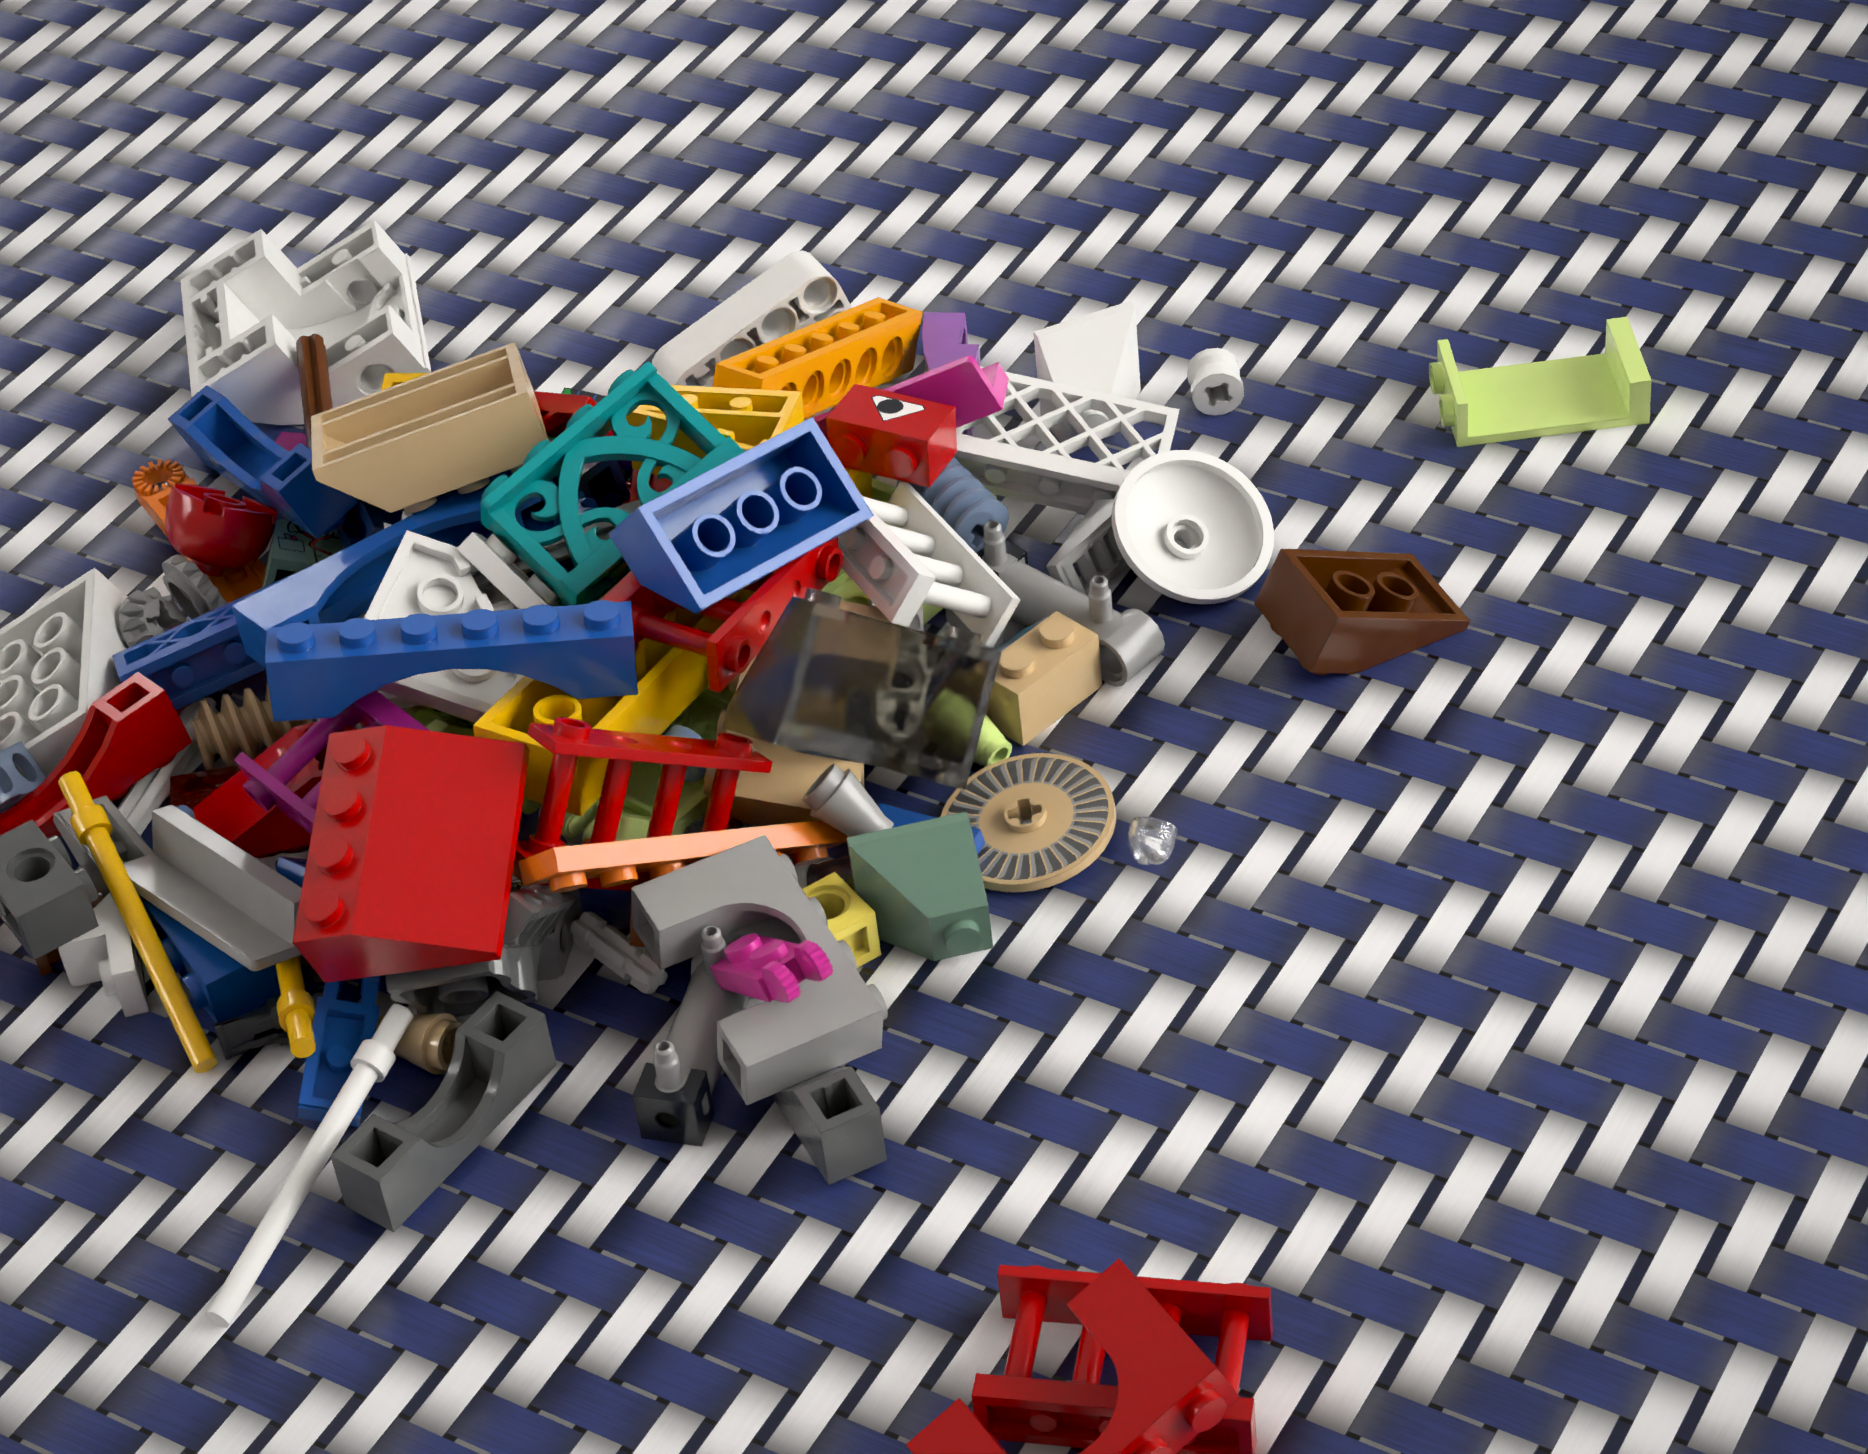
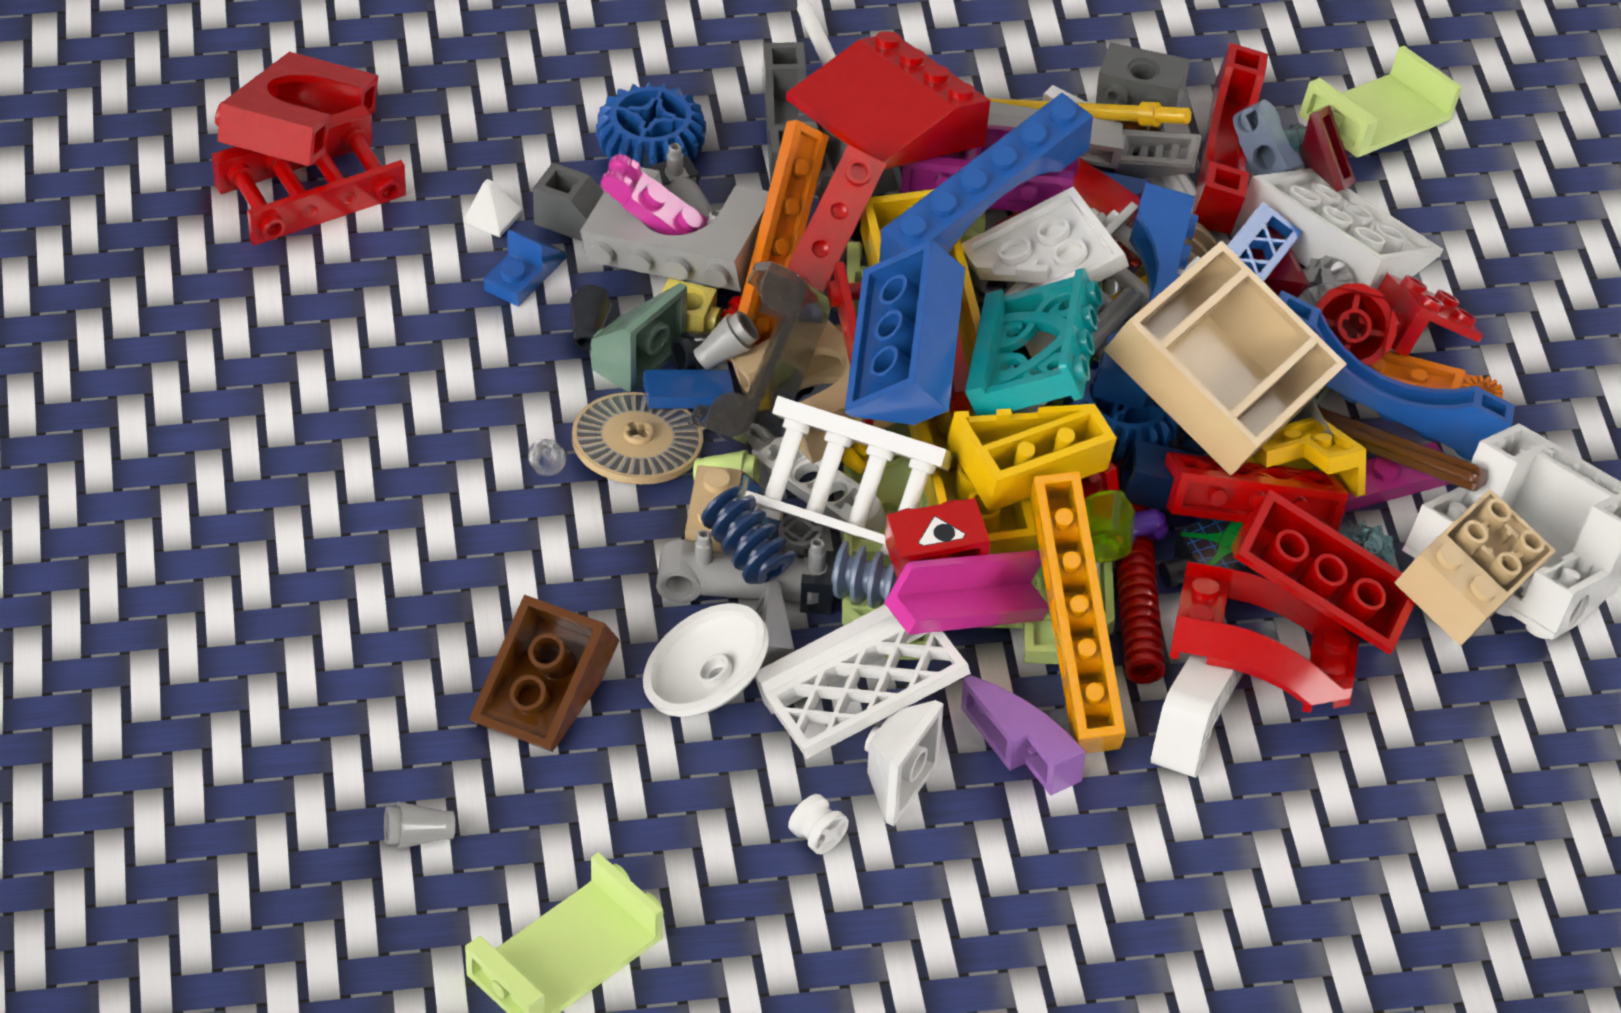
camera: 135 degrees right, 5 degrees up
(119, 539) = (1417, 306): none -> red bracket
(428, 272) = (1474, 567): none -> tan slope
(560, 329) = (1324, 570): none -> red slope
(596, 338) = (1201, 632): none -> red wedge
(618, 1202) = (647, 122): none -> blue gear
(923, 1205) = (493, 210): none -> white slope
(943, 984) = (589, 313): none -> black cone
(947, 1102) = (523, 268): none -> blue slope
(1054, 561) = (744, 538): none -> dark blue piece
(1609, 532) = (416, 825): none -> light grey cone

